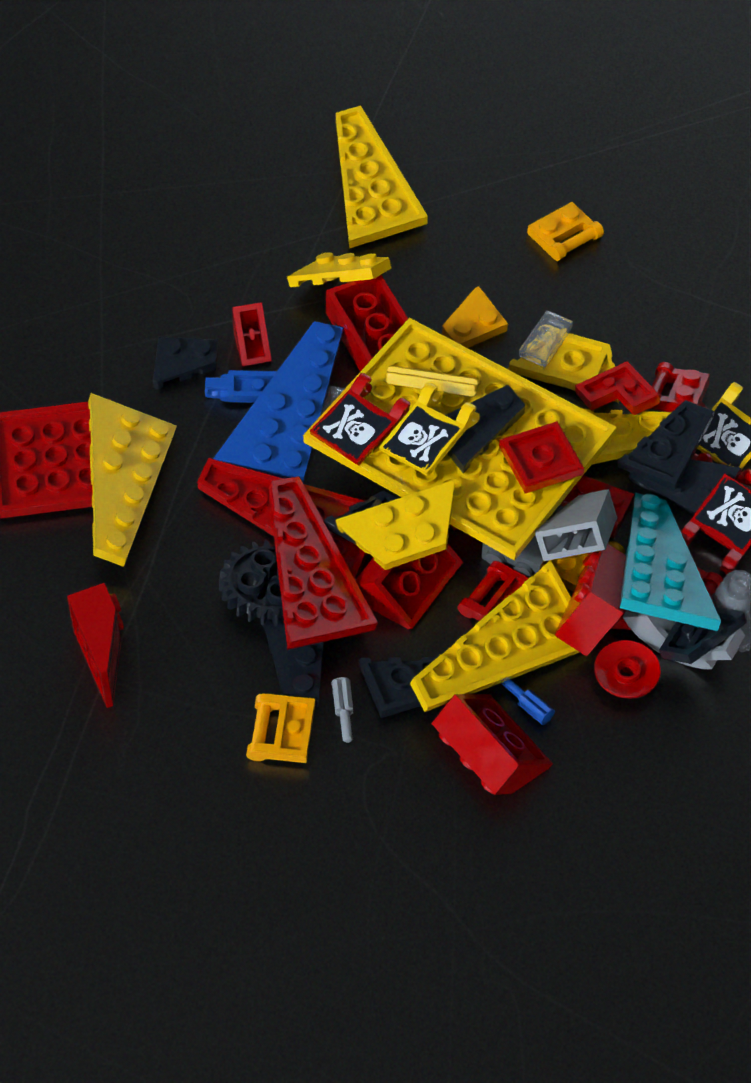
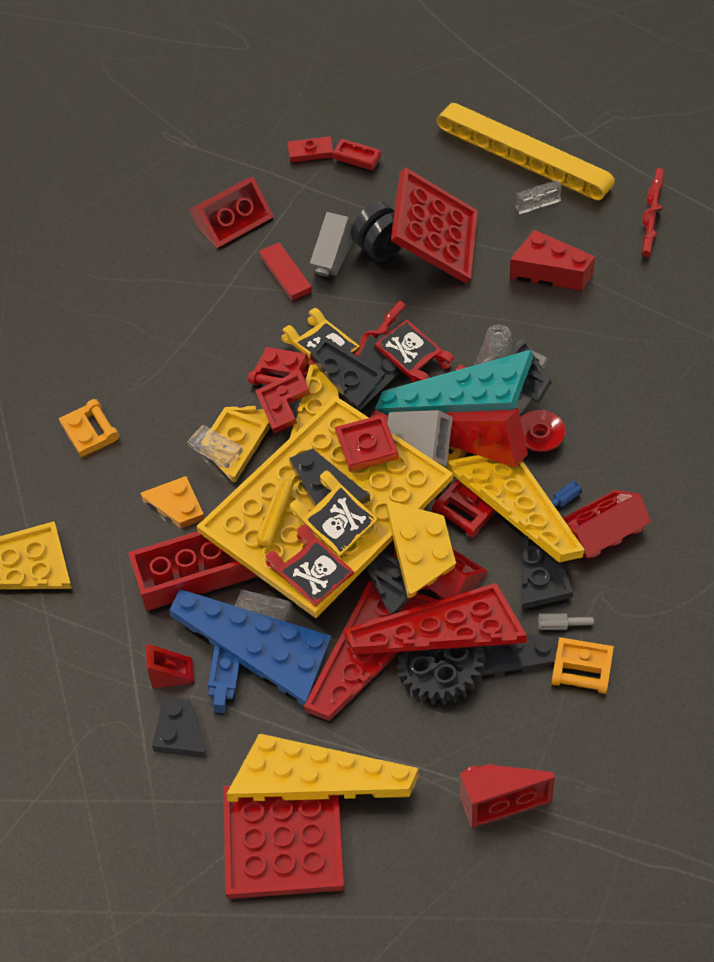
camera: 80 degrees left, 0 degrees up
(345, 267) = (109, 587): yellow wing -> none

